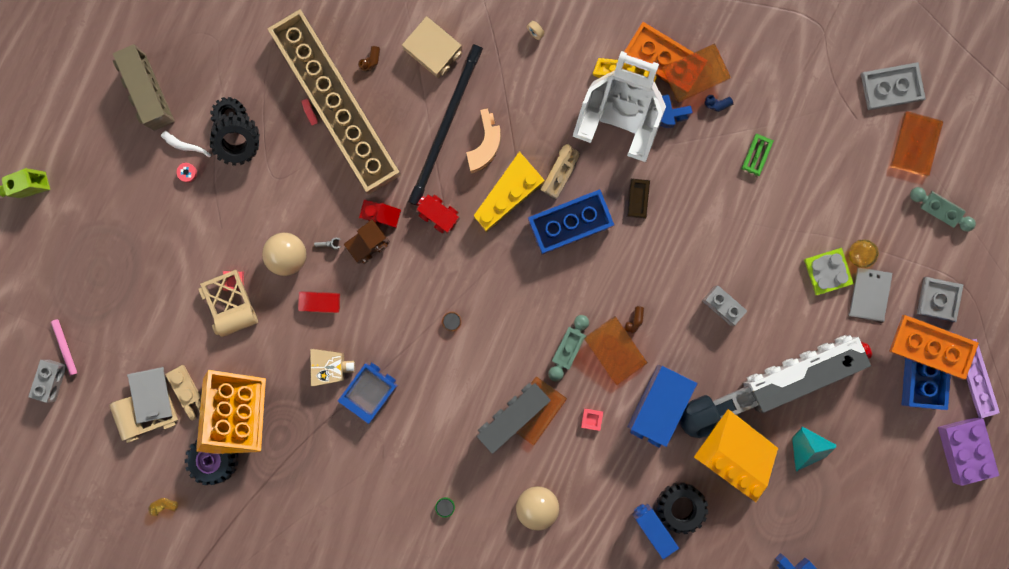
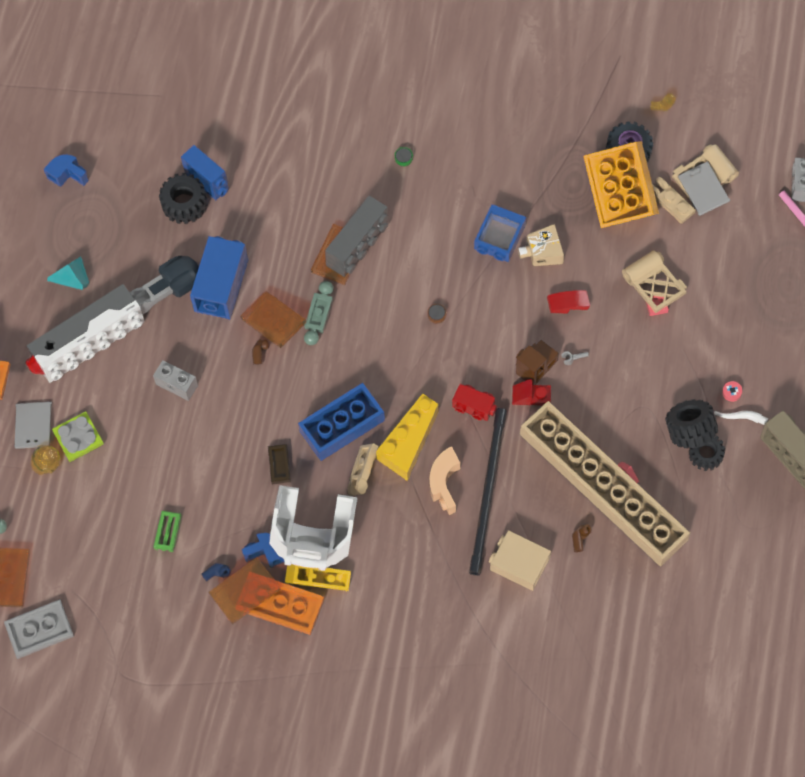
camera: 170 degrees right, 20 degrees down
(284, 254) = (612, 331): tan piece -> none
(535, 30) = (418, 601): tan tile -> none
(537, 508) = (317, 172): tan piece -> none
(592, 419) = (283, 258): coral tile -> none
(739, 455) = (138, 247): light orange slope -> none

